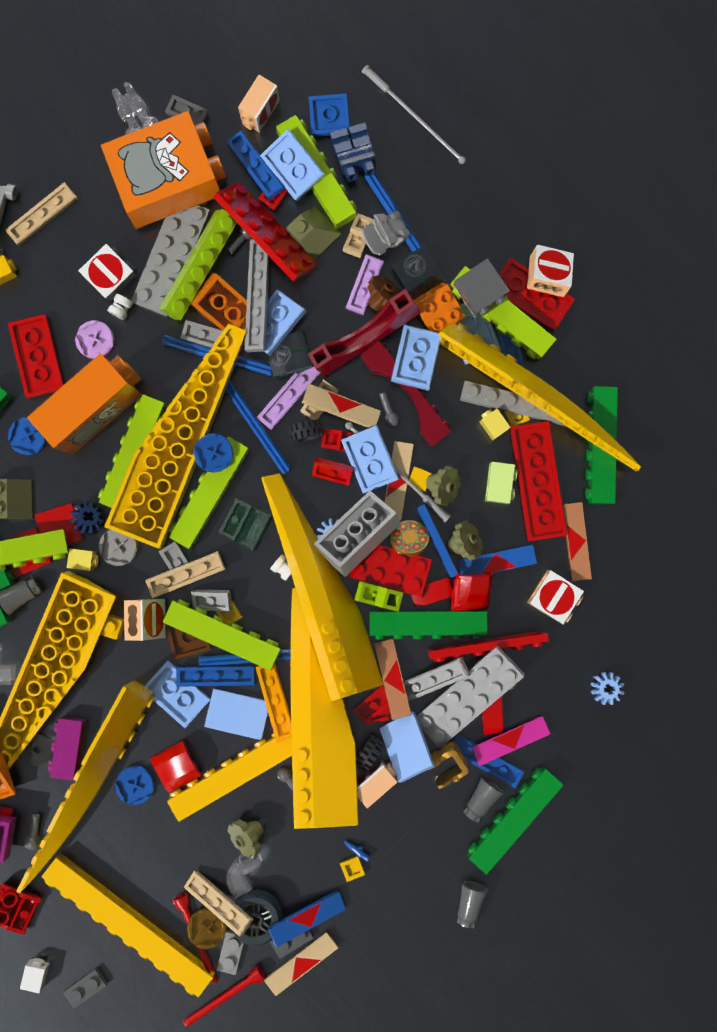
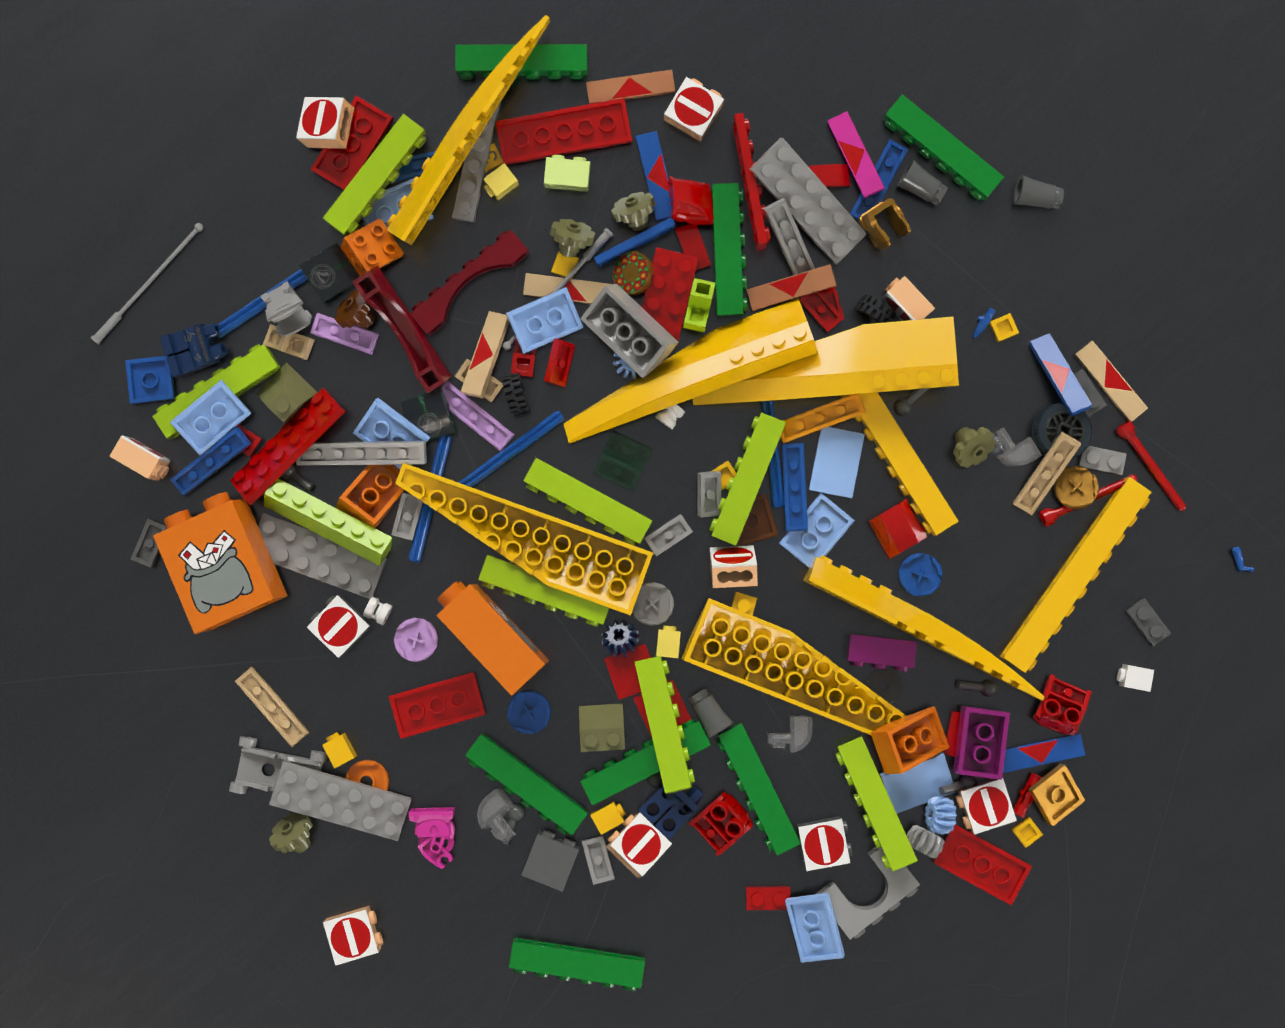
camera: 90 degrees left, 0 degrees up
(131, 106) = (144, 605): clear piece -> none
(185, 574) = (681, 524): tan tile -> none
(213, 453) = (543, 495): blue tile -> none
(391, 419) = (497, 298): dark grey bar -> none
(406, 747) = (866, 268): light blue tile -> none
(416, 357) = (428, 270): light blue tile -> none
(481, 288) = (349, 197): dark grey piece -> none
(613, 692) = (797, 41): light blue gear -> none

